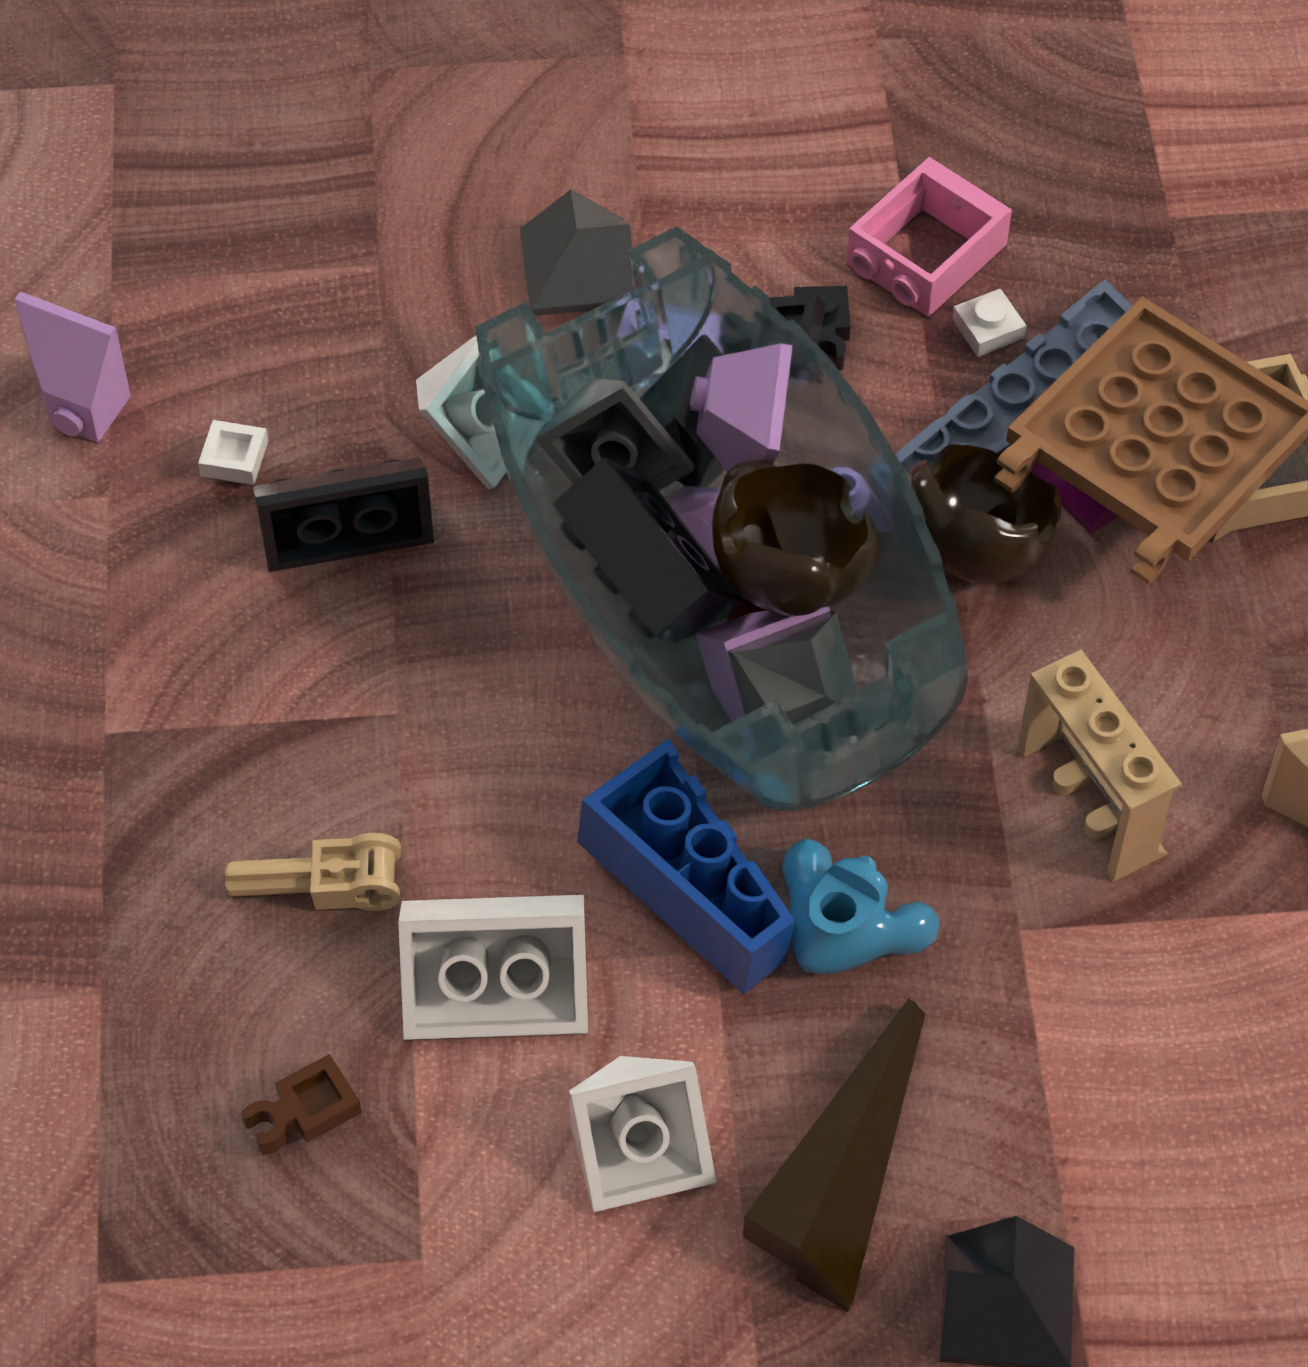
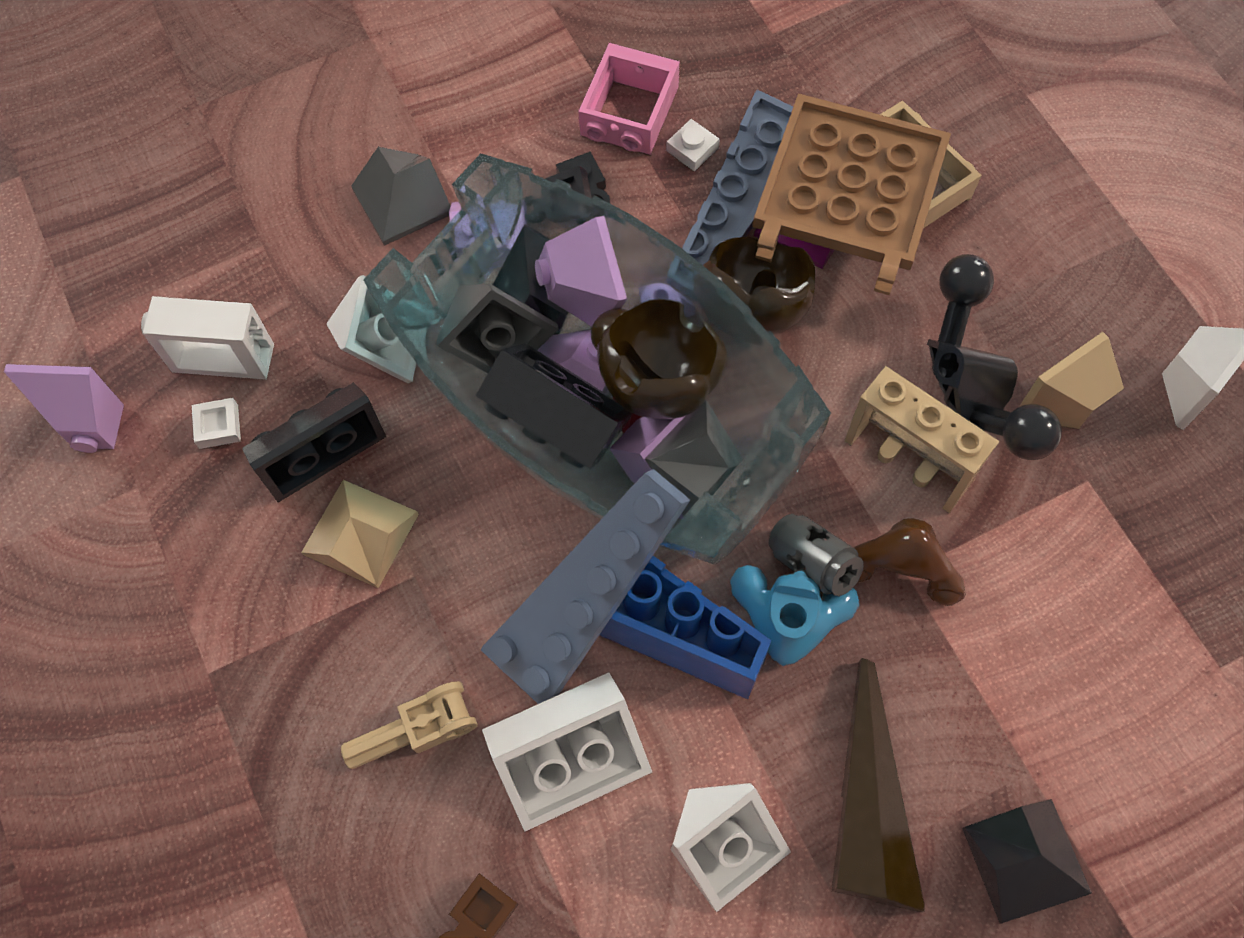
camera: 20 degrees left, 10 degrees up
(296, 385) = (208, 337): none -> white window
(353, 641) = (360, 533): none -> tan slope
(567, 789) = (572, 606): none -> sand blue wing
(905, 852) = (829, 562): none -> dark grey piece
(1025, 891) = (914, 552): none -> reddish brown head
(1215, 733) = (982, 382): none -> black piece

